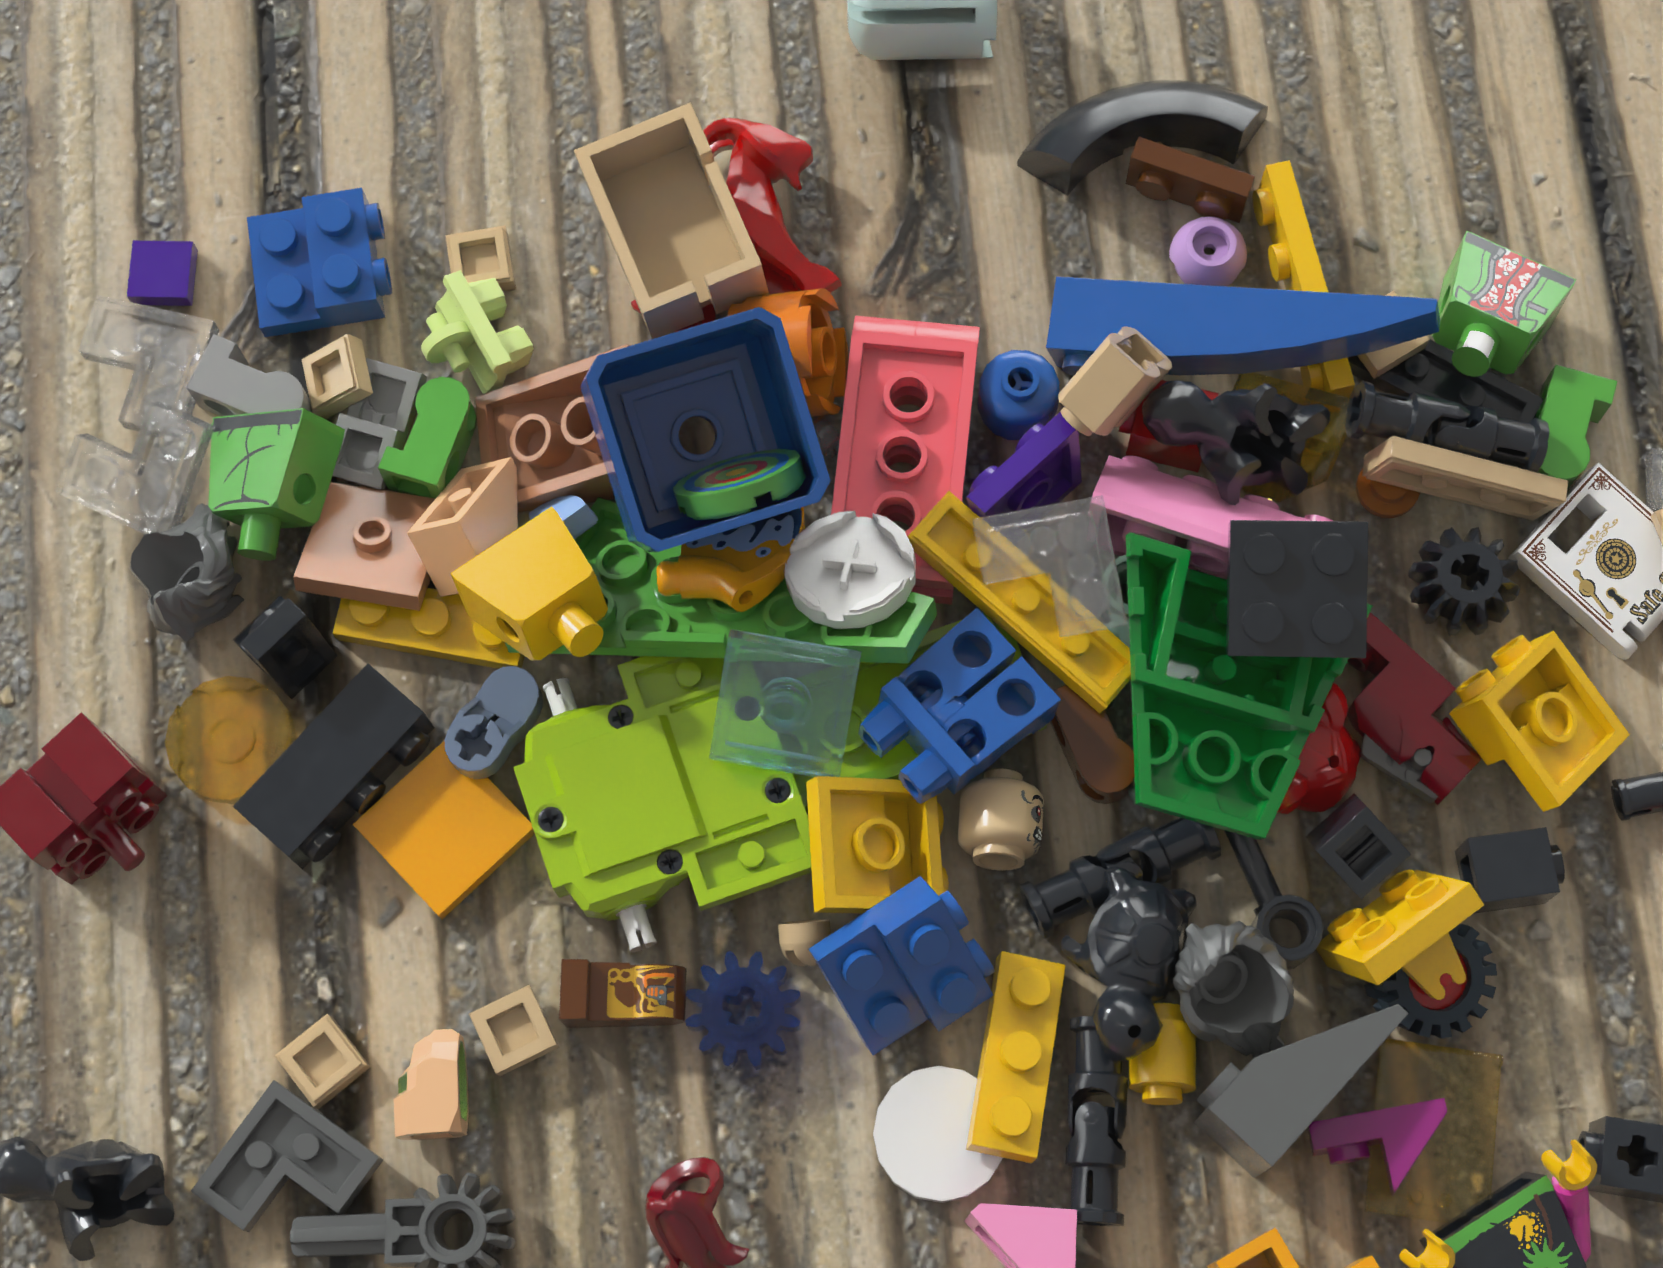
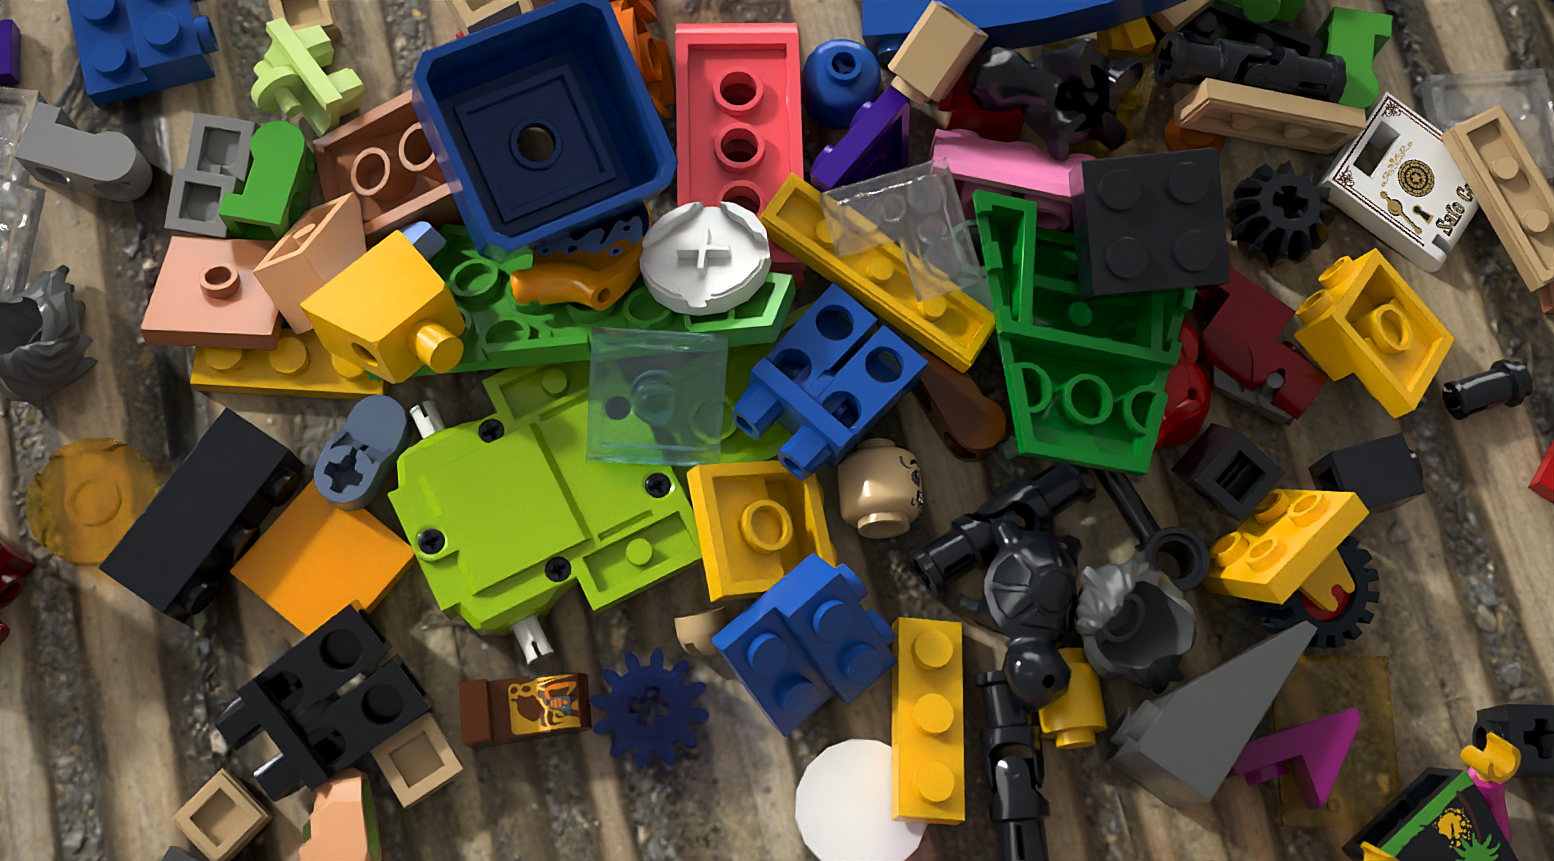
camera: 20 degrees left, 0 degrees up
(271, 474) = (109, 230): bright green torso -> none
(286, 646) = (141, 400): black plate -> none
(337, 376) = (170, 133): tan tile -> none
(416, 977) = (306, 715): none -> black hips
(736, 483) = (584, 181): bright green tile -> none

